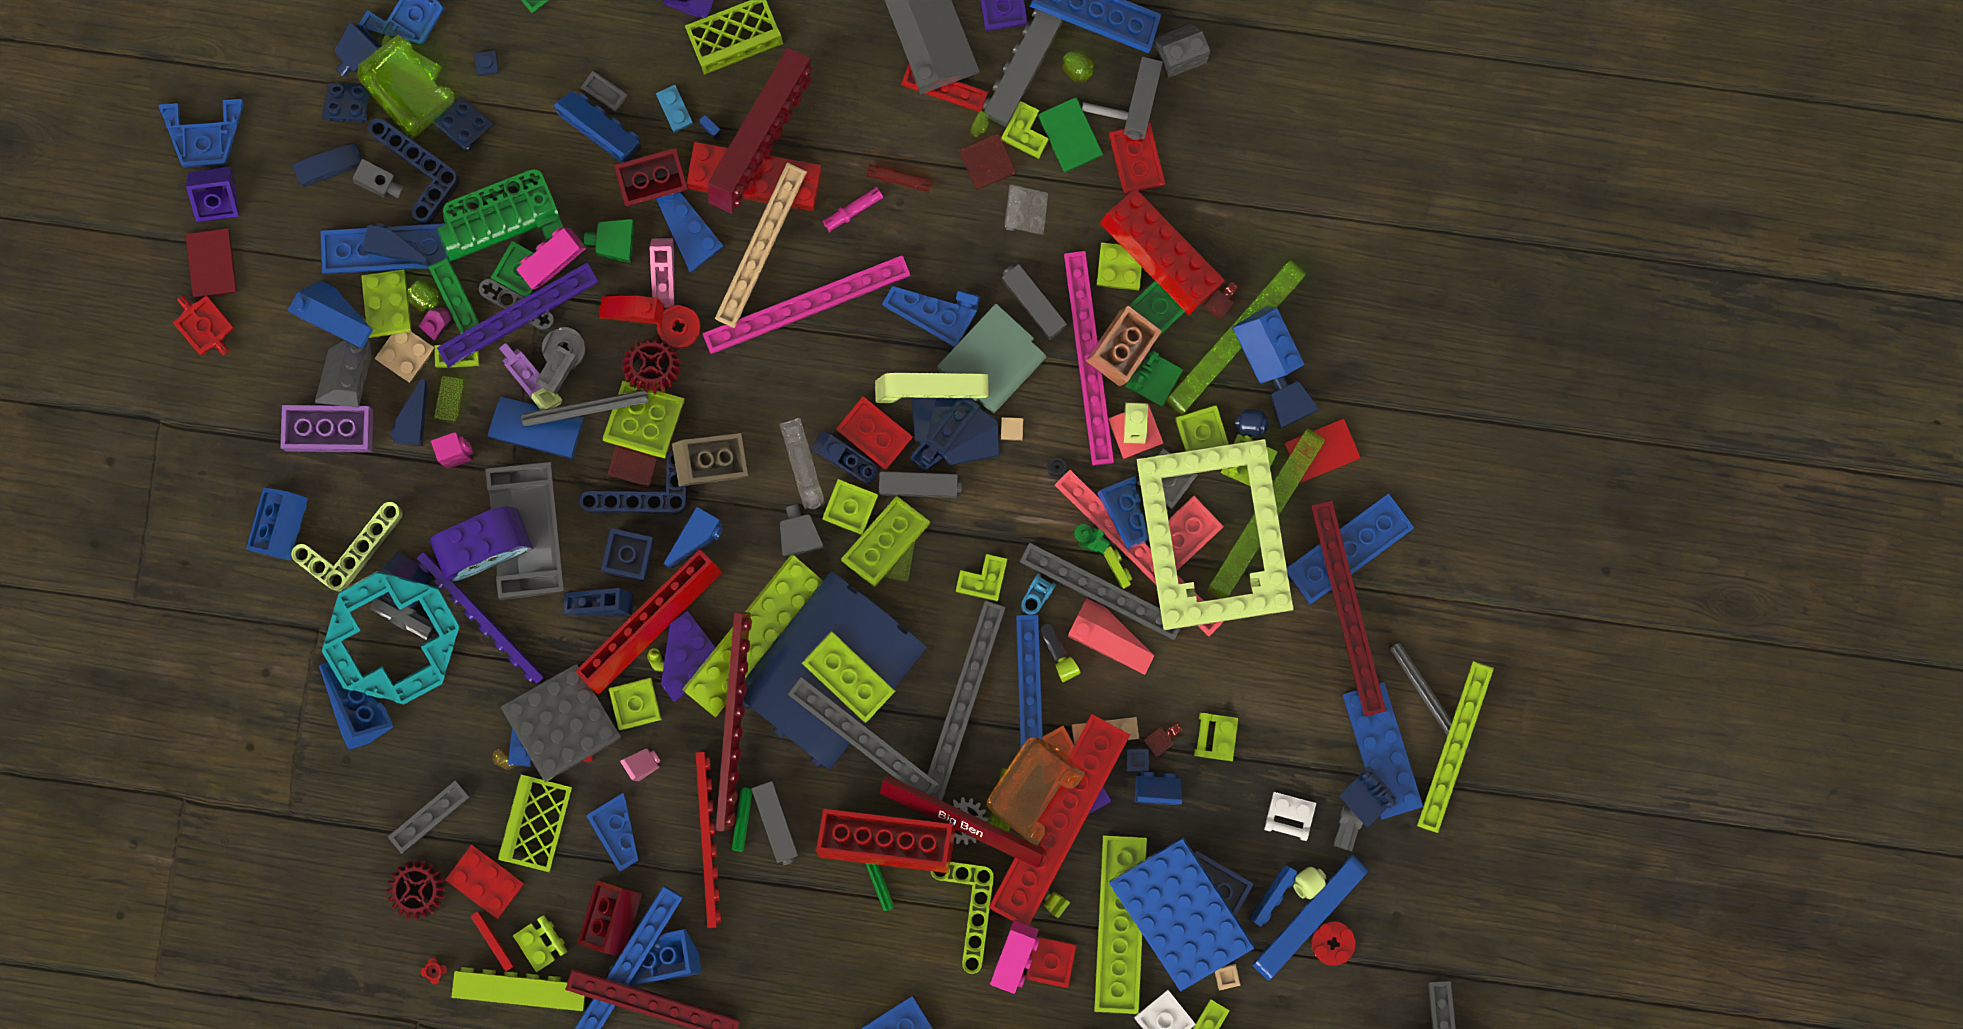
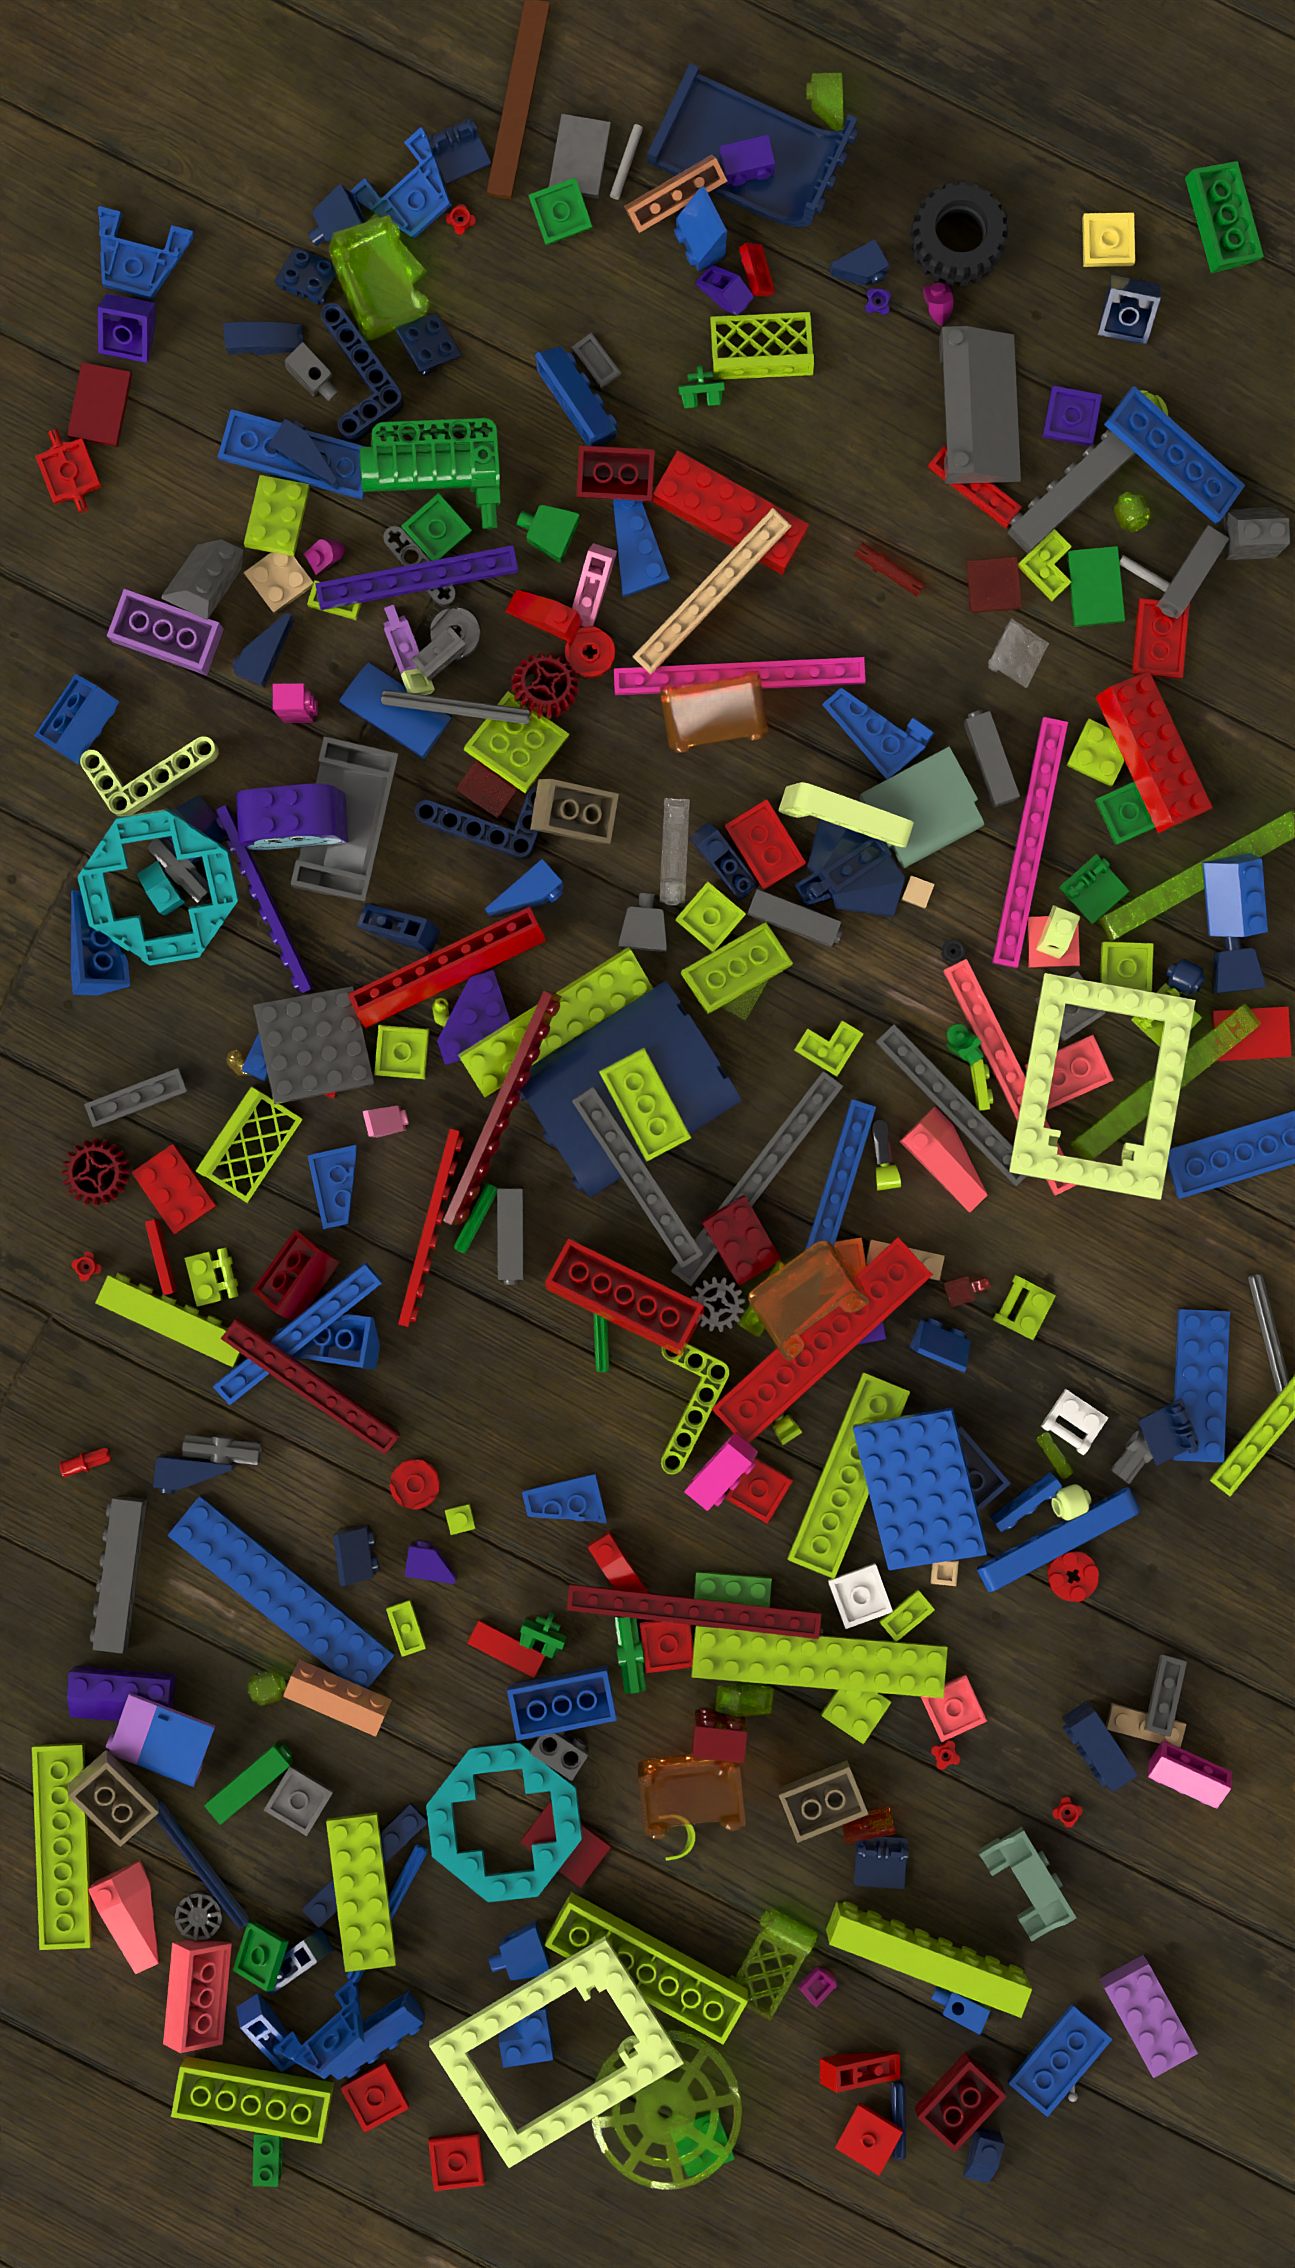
camera: 25 degrees right, 5 degrees up
(330, 311) = (211, 502): blue wedge -> none
(391, 638) = (160, 888): none -> teal slope
(423, 295) = (320, 520): clear neon green head -> none
(449, 399) = (311, 645): clear neon green tile -> none
(454, 295) = (354, 531): green tile -> none
(455, 10) = (460, 212): none -> red plate
(486, 63) = (476, 284): dark blue plate -> none
(550, 257) = (474, 525): dark pink brick -> none
(628, 555) = (449, 885): dark blue brick -> none
(674, 108) = (667, 406): dark azure plate -> none
(706, 83) = (712, 389): none -> green hips
(710, 127) = (700, 440): blue tile -> none
(759, 131) = (754, 461): dark red brick -> none
(795, 340) = (714, 711): none -> clear orange windscreen
(849, 211) = (826, 587): dark pink pin -> none
(962, 821) = (715, 1305): dark red tile -> none
(965, 761) = (740, 1240): none -> dark red plate
(980, 124) = (1000, 540): clear neon green plate -> none
(1037, 594) = (885, 1082): dark azure piece -> none
(1123, 346) = (1074, 842): nougat brick -> none
(1124, 510) = (1011, 1021): blue wing -> none
(1137, 759) = (929, 1303): dark blue plate -> none
(1220, 302) = (1197, 831): clear red plate -> none
(1283, 849) = (1054, 1455): none -> clear neon green axle
(1348, 608) = (1220, 1218): dark red plate -> none

